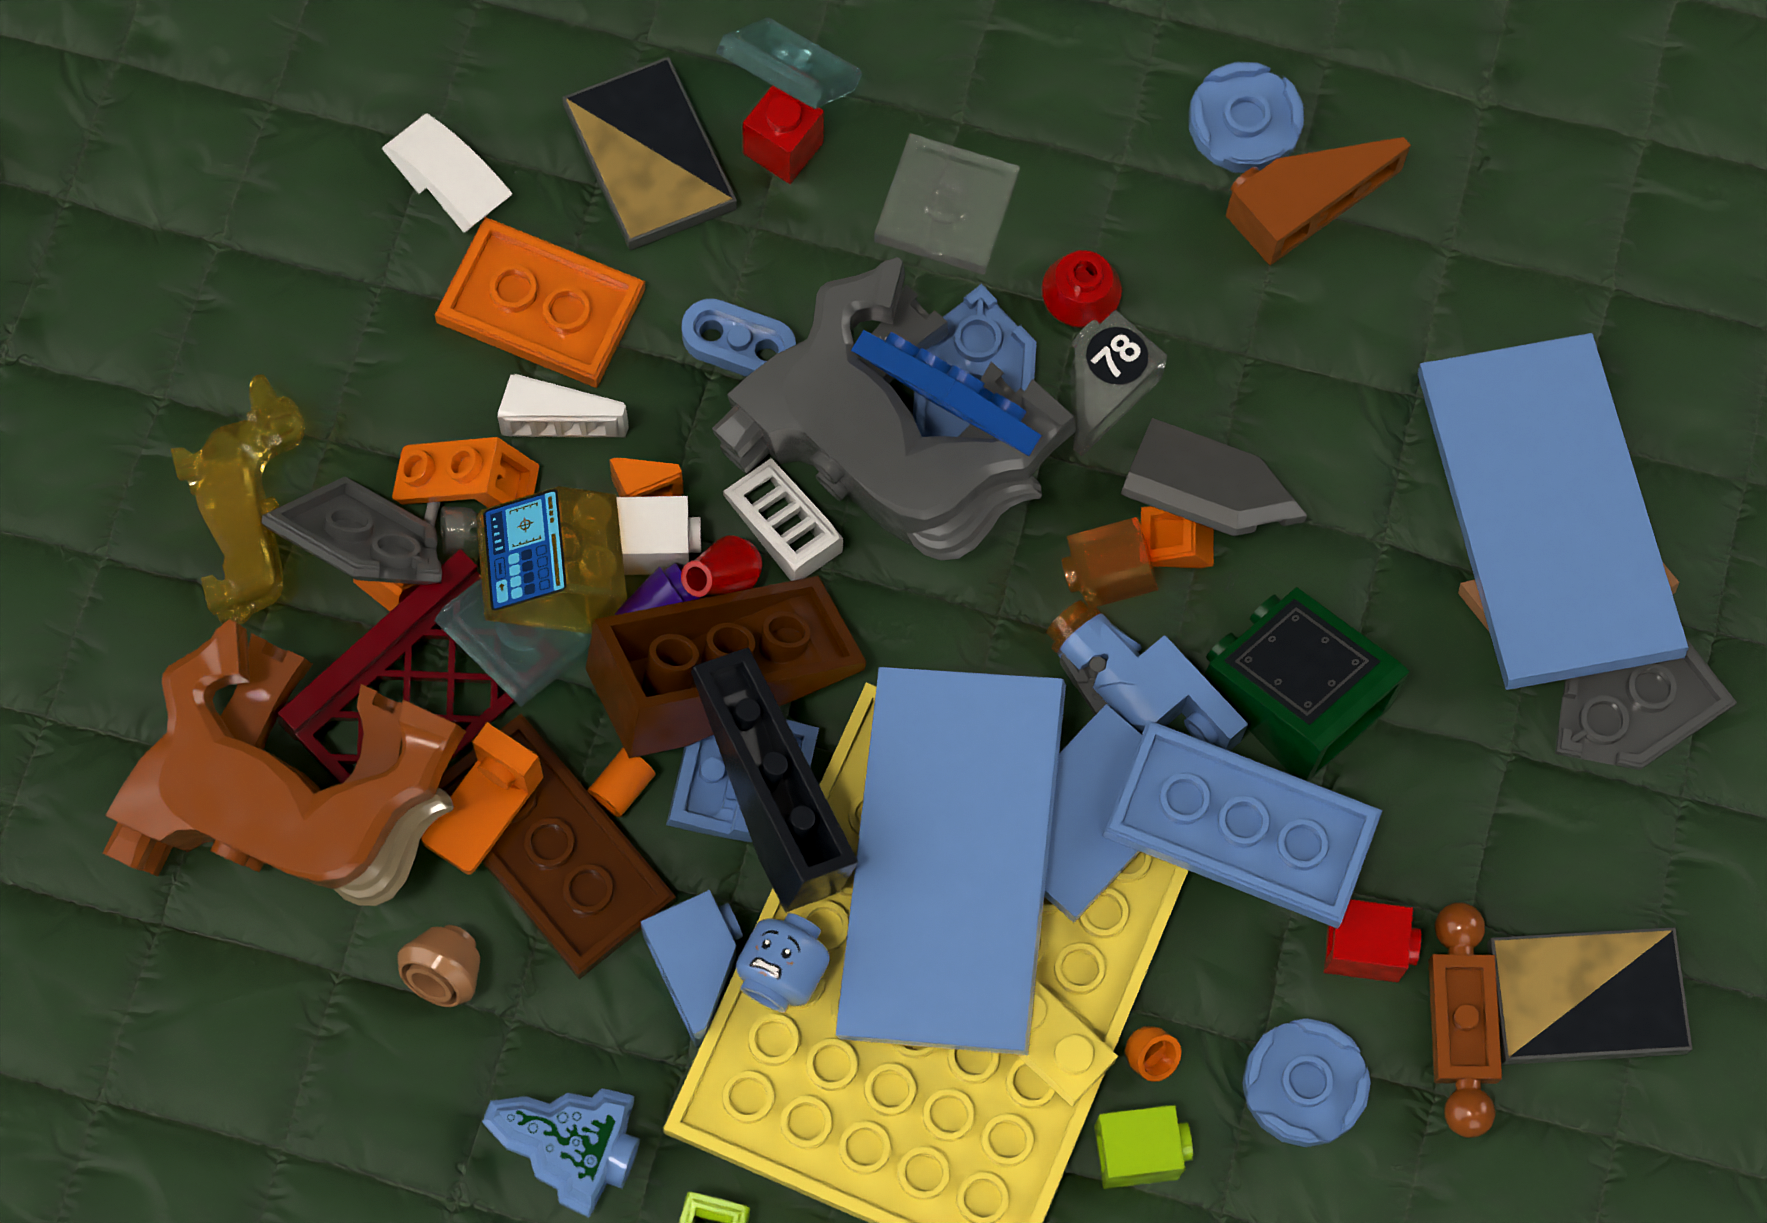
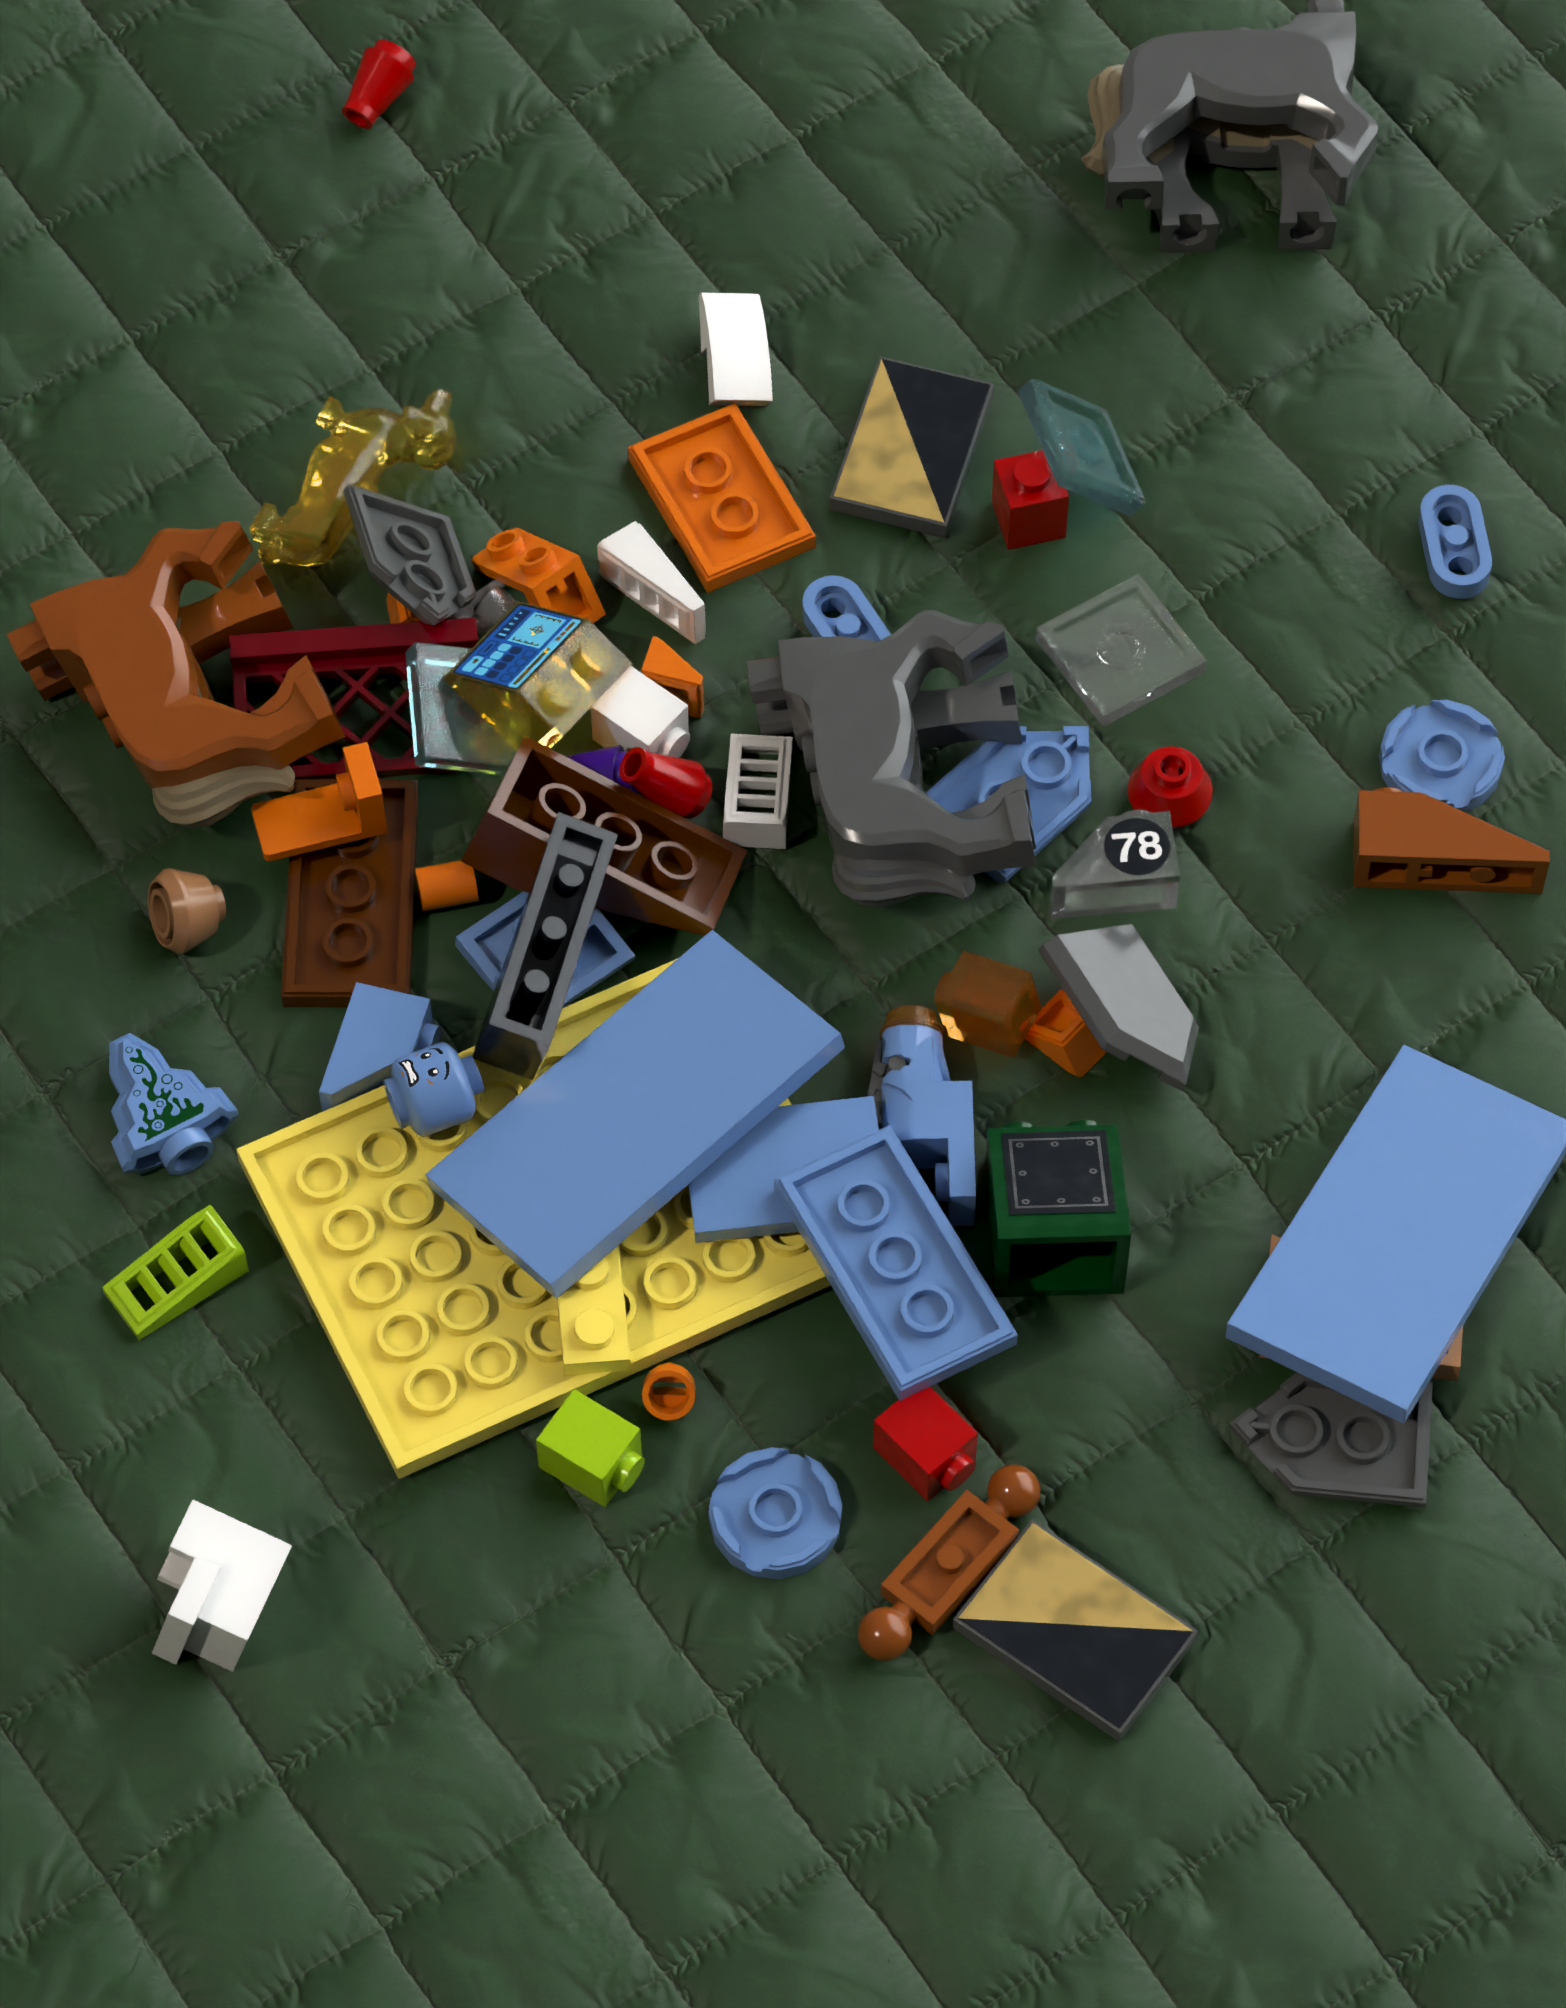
camera: 45 degrees right, 10 degrees down
(949, 388) = (948, 756): blue plate -> none

